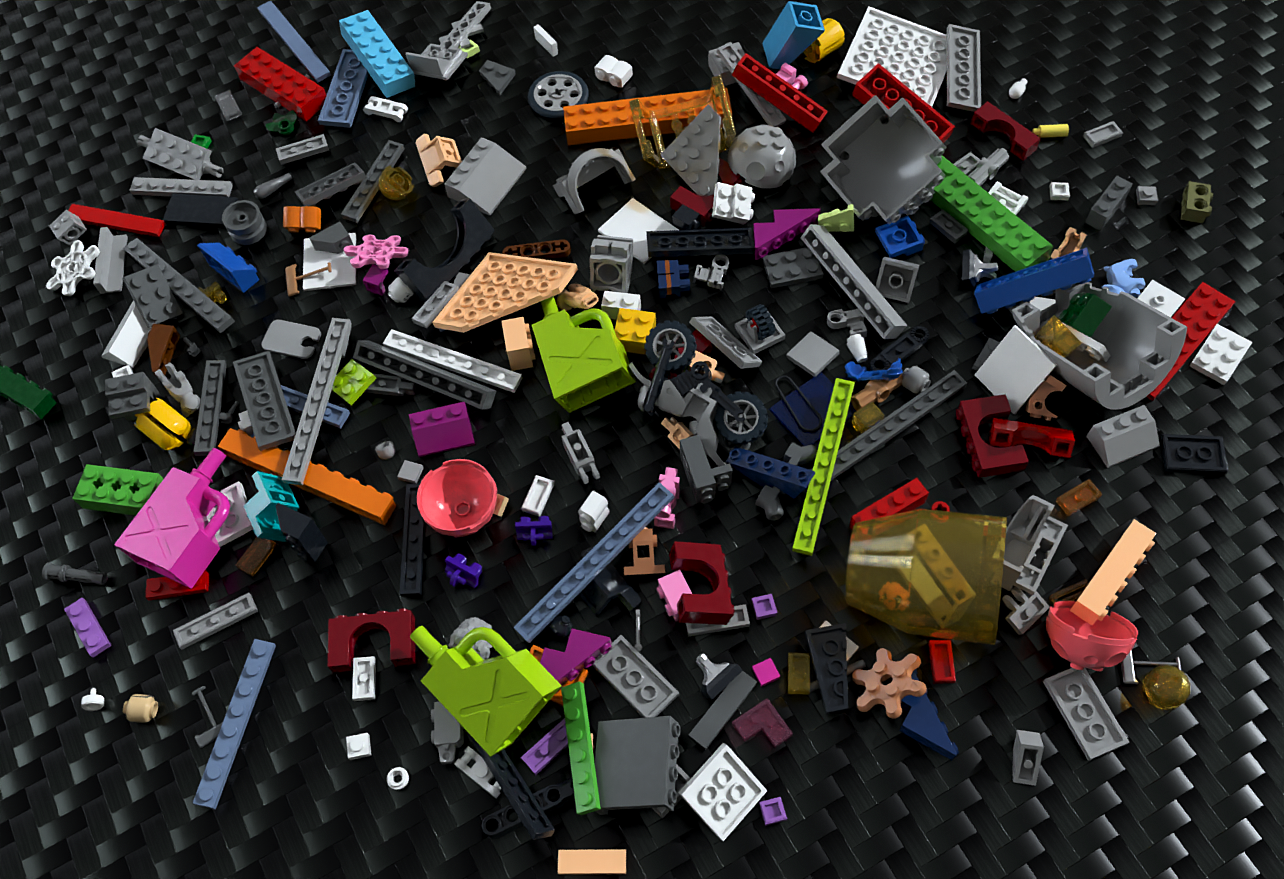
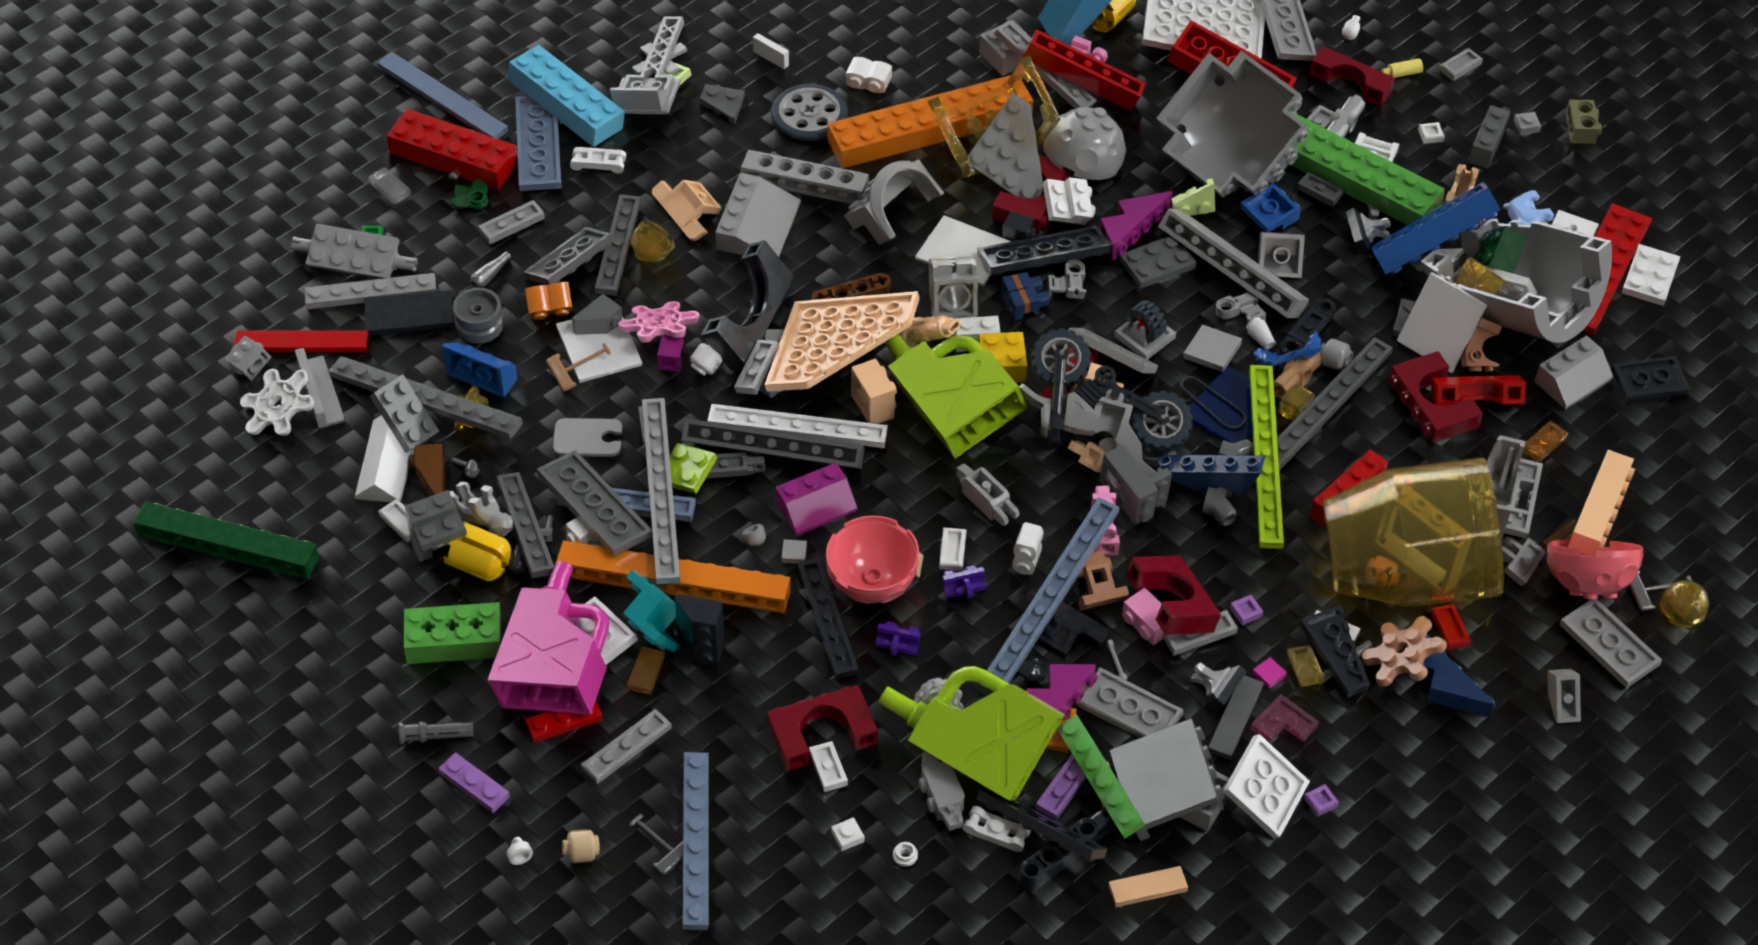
camera: 20 degrees left, 10 degrees down
(531, 147) = (807, 177): none -> light grey brick

